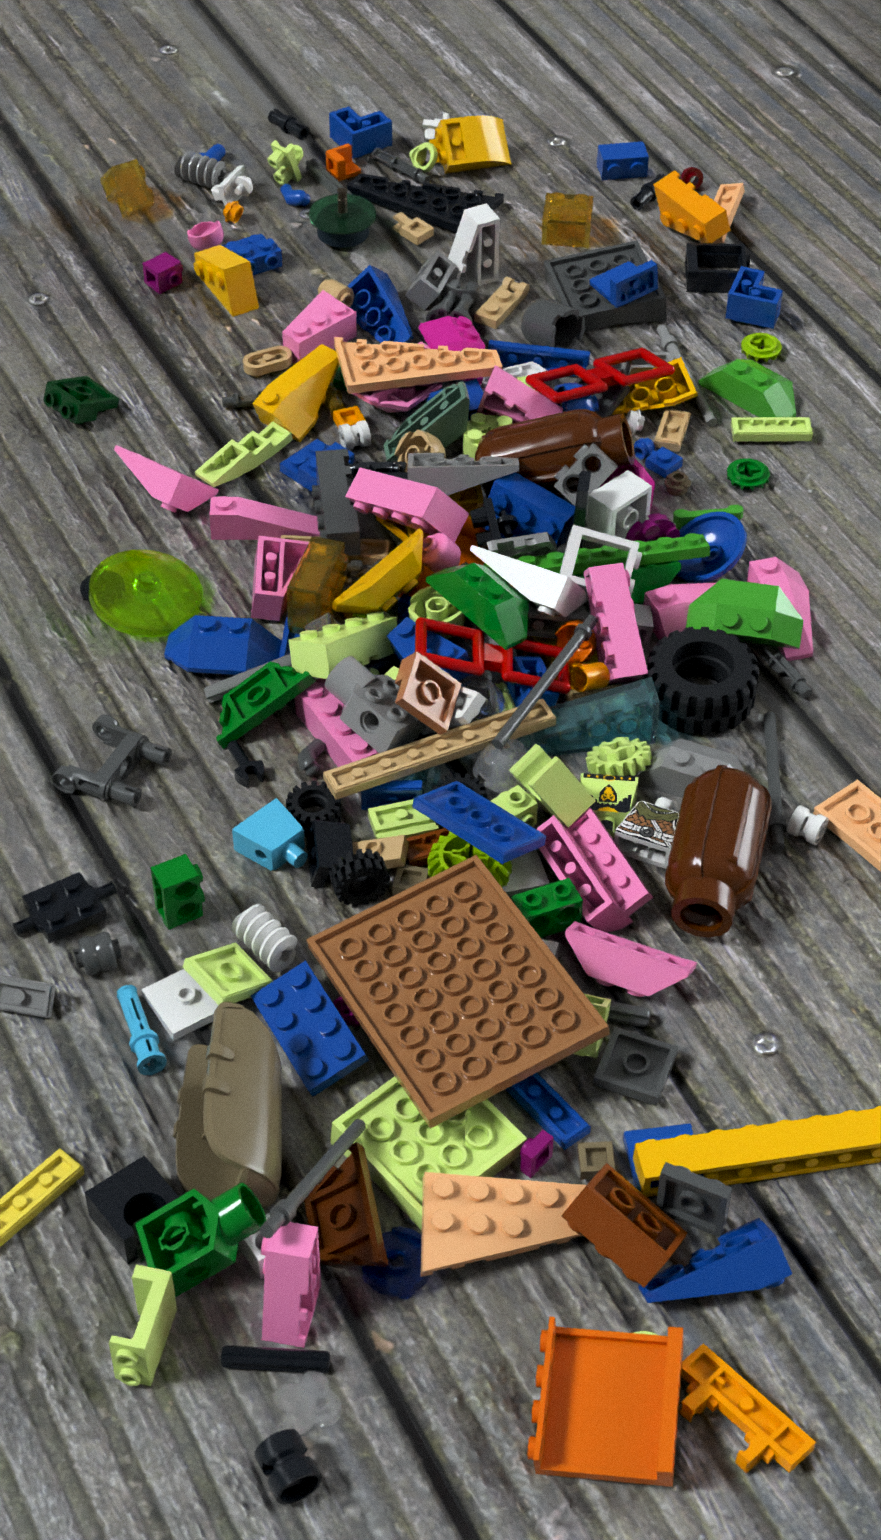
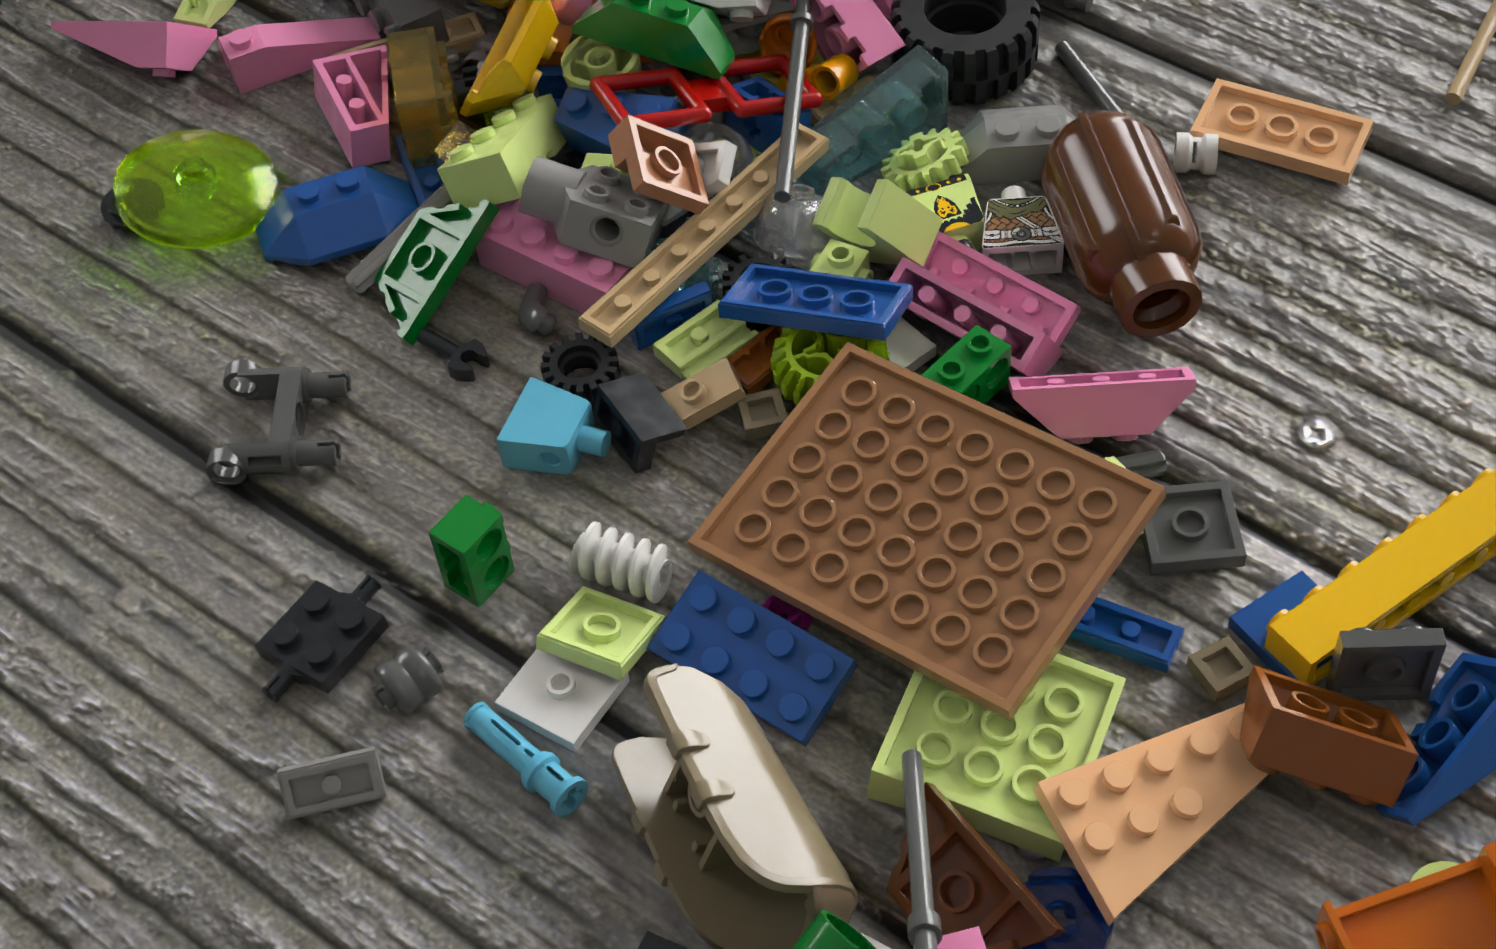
camera: 20 degrees left, 5 degrees up
(359, 877) = (700, 434): black tyre -> none
(536, 1153) = (1142, 692): magenta plate -> none

